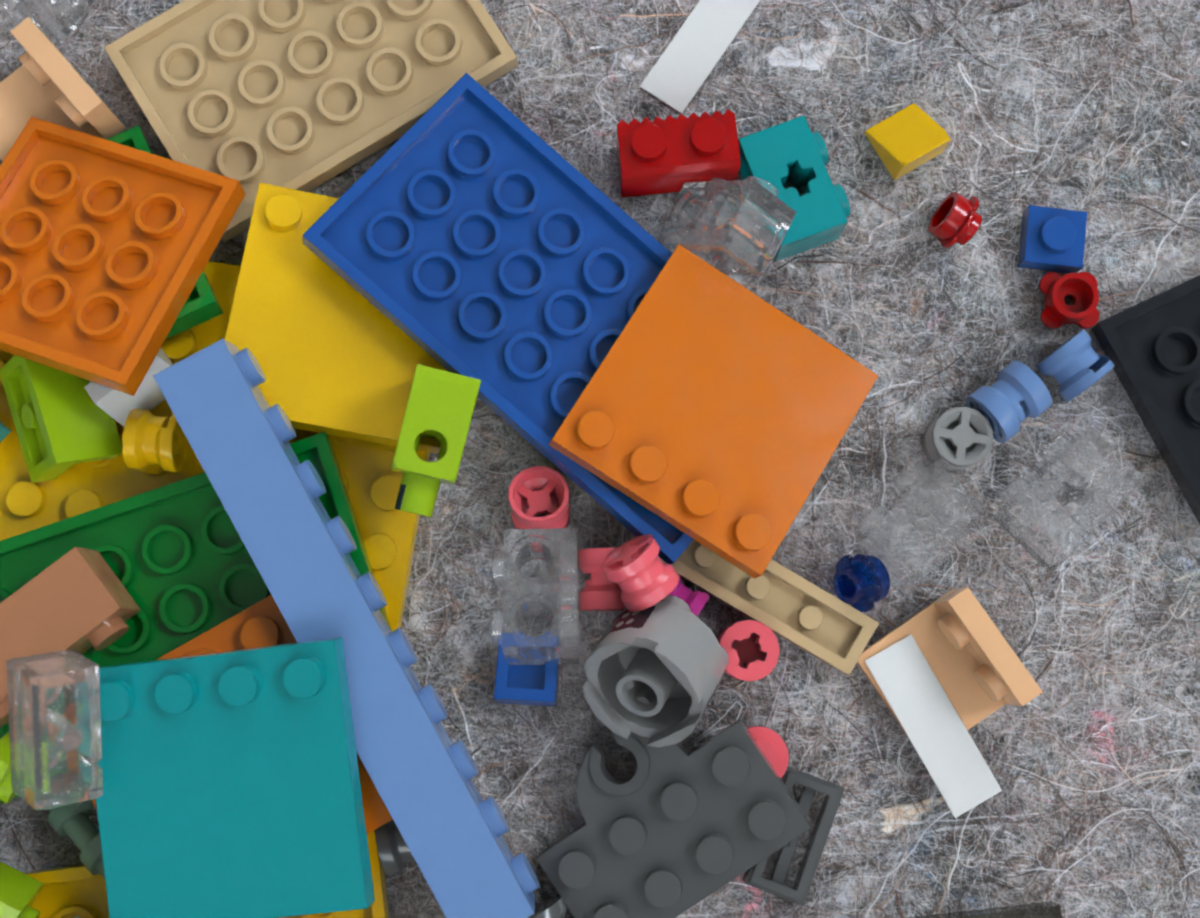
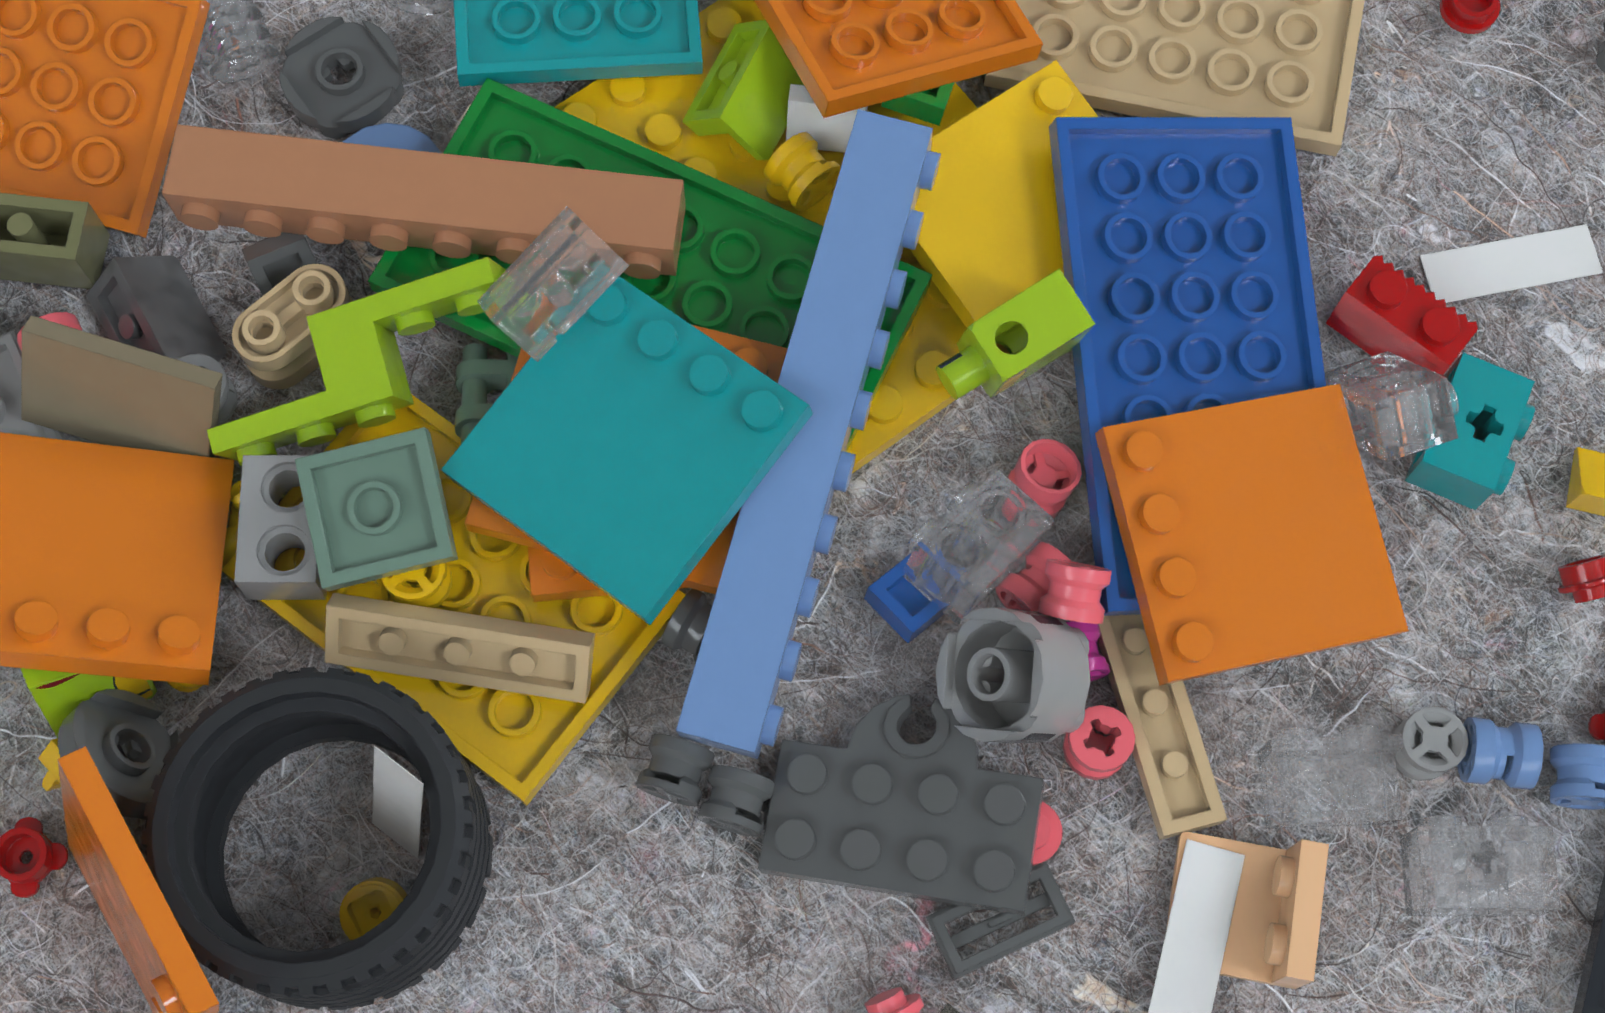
camera: 40 degrees right, 10 degrees down
(861, 581) = (1243, 776): clear blue plate -> none

